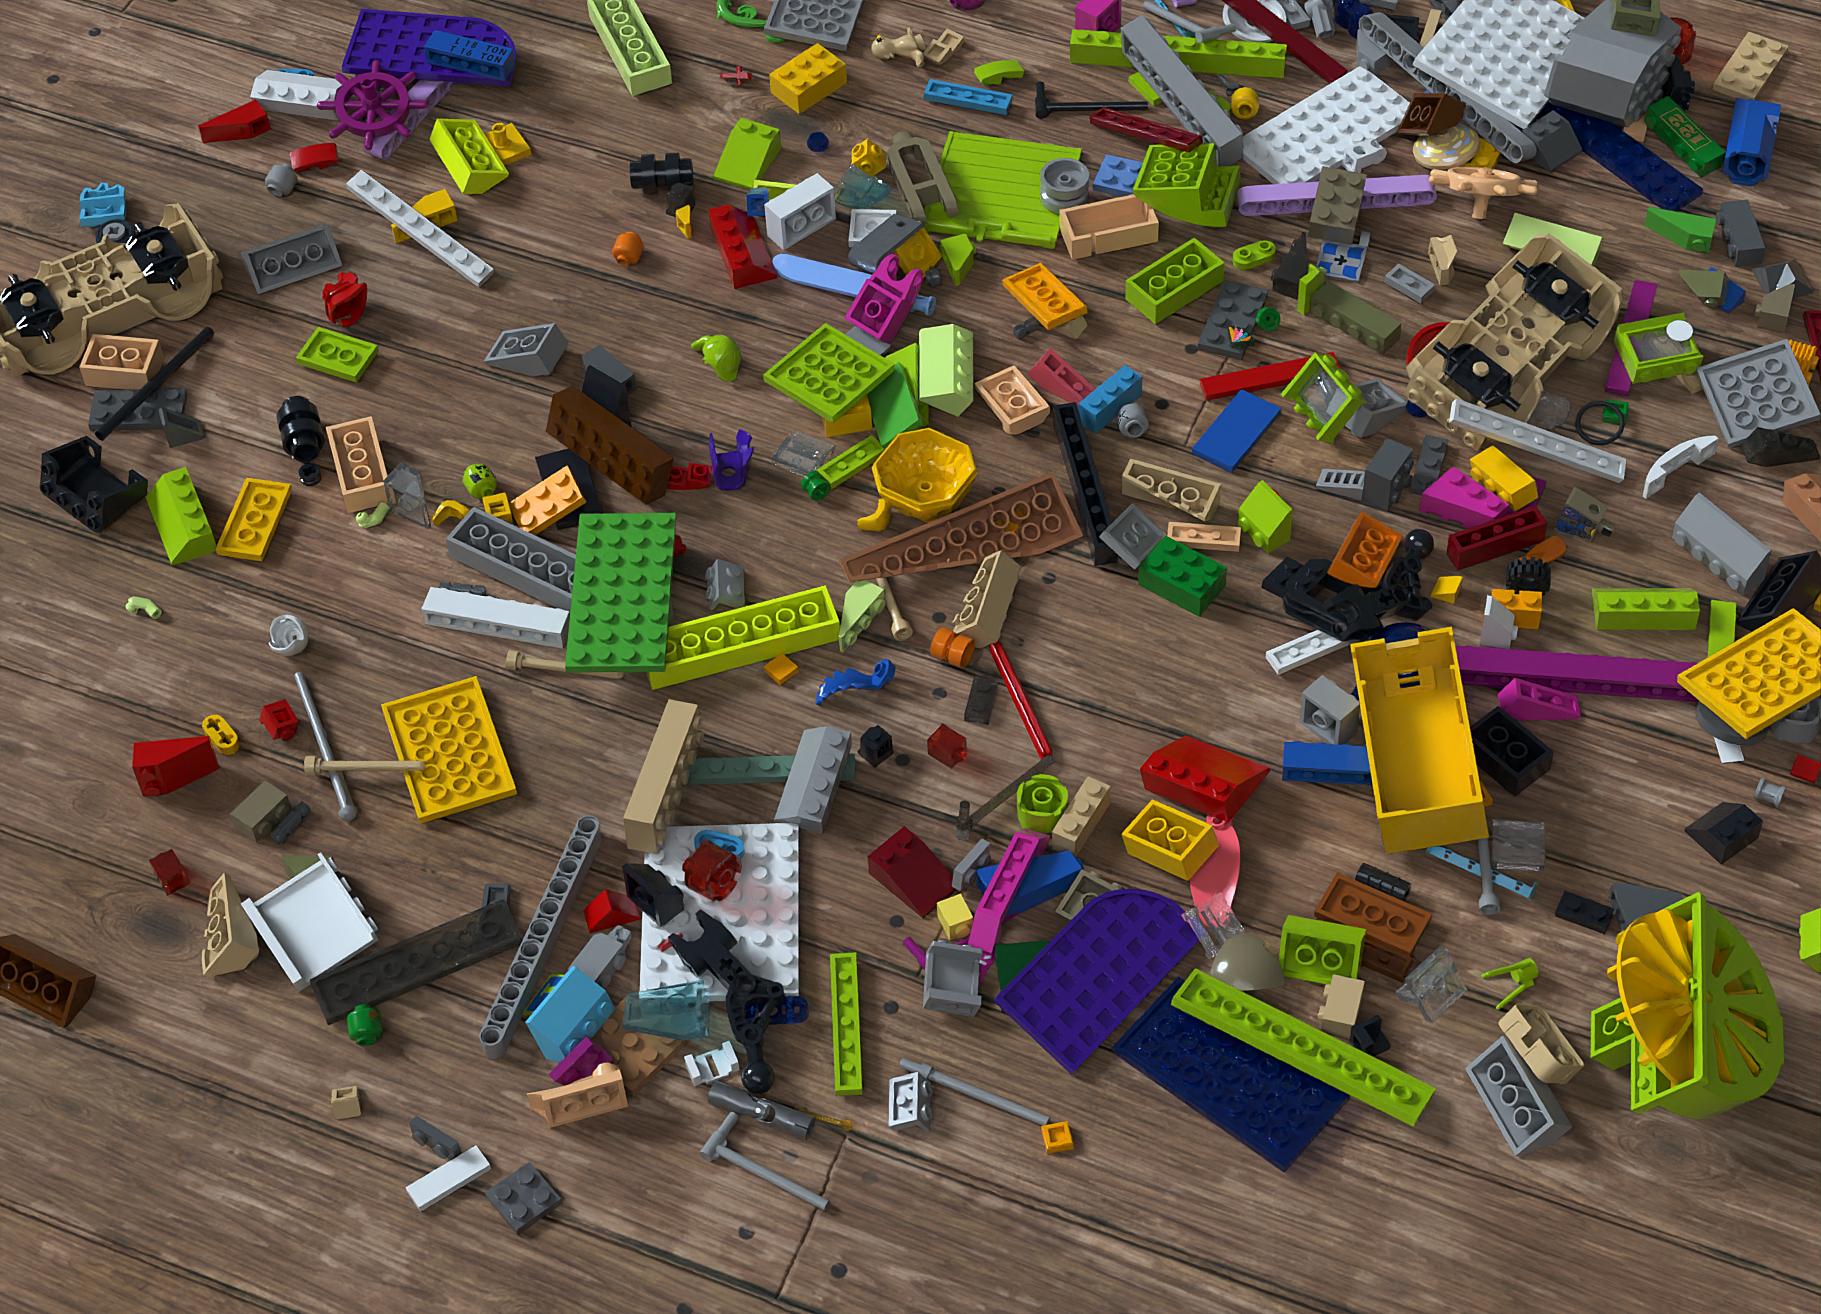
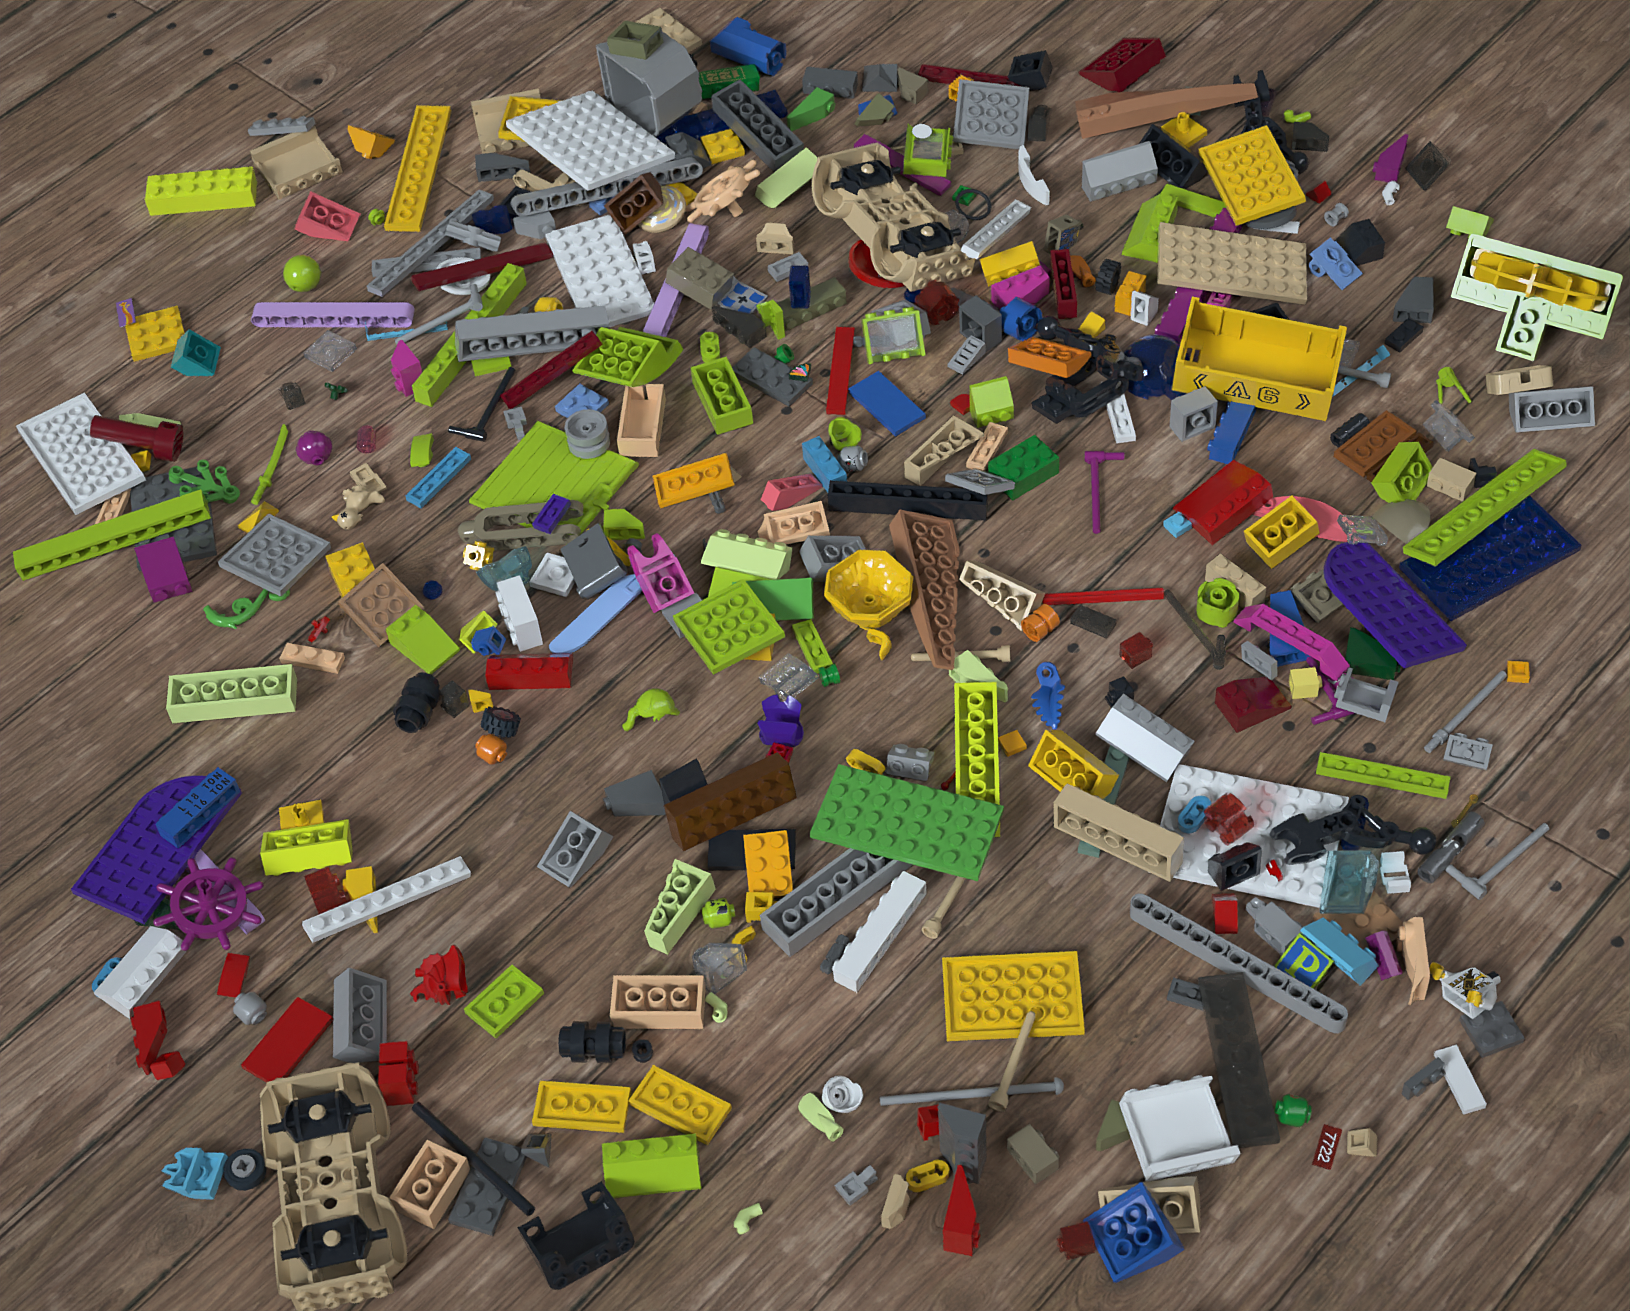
camera: 70 degrees left, 0 degrees up
(182, 714) = (896, 1203): none -> tan slope
(184, 918) = (1133, 1234): none -> blue slope
(193, 677) = (854, 1186): none -> light grey plate
(211, 149) = (167, 1065): none -> red slope
(230, 307) = (398, 1075): none -> red piece
(233, 733) = (963, 1140): none -> dark grey slope
(234, 447) = (581, 1106): none -> yellow plate
(255, 219) = (287, 1041): none -> red tile
(261, 636) = (819, 1116): none -> yellowish green piece
(290, 822) = (1050, 1135): dark grey axle -> none
(336, 1071) = (1327, 1147): none -> clear red sticker
(412, 190) = (324, 890): none -> clear red piece
(496, 447) = (678, 905): none -> yellowish green wedge
(558, 1158) = (1467, 990): none -> torso
(659, 242) = (500, 721): none -> black wheel
(701, 85) = (312, 658): none -> light nougat plate
(707, 548) = (863, 761): none -> yellow beam
(752, 725) = (1065, 762): none -> yellow slope
(774, 101) = (378, 603): none -> medium nougat plate
(925, 185) = (551, 514): none -> dark purple plate
(989, 444) = (824, 552): none -> light grey slope
(996, 26) = (366, 439): none -> clear pink brick
(1072, 128) = (515, 419): none -> light grey plate
(1156, 741) = (1177, 524): none -> medium azure plate
(1168, 395) = (842, 428): none -> lime hair
(1230, 641) = (1096, 458): none -> magenta bar
(1351, 288) = (799, 287): none -> clear blue brick
(1405, 424) = (938, 302): none -> clear red brick
(1413, 508) = (1020, 319): none -> blue brick
(1583, 171) = (722, 146): none -> yellow plate
(1609, 695) = (1232, 263): none -> tan plate
(1616, 181) = (756, 125): none -> dark grey brick
(1671, 807) = (1335, 262): none -> medium blue piece

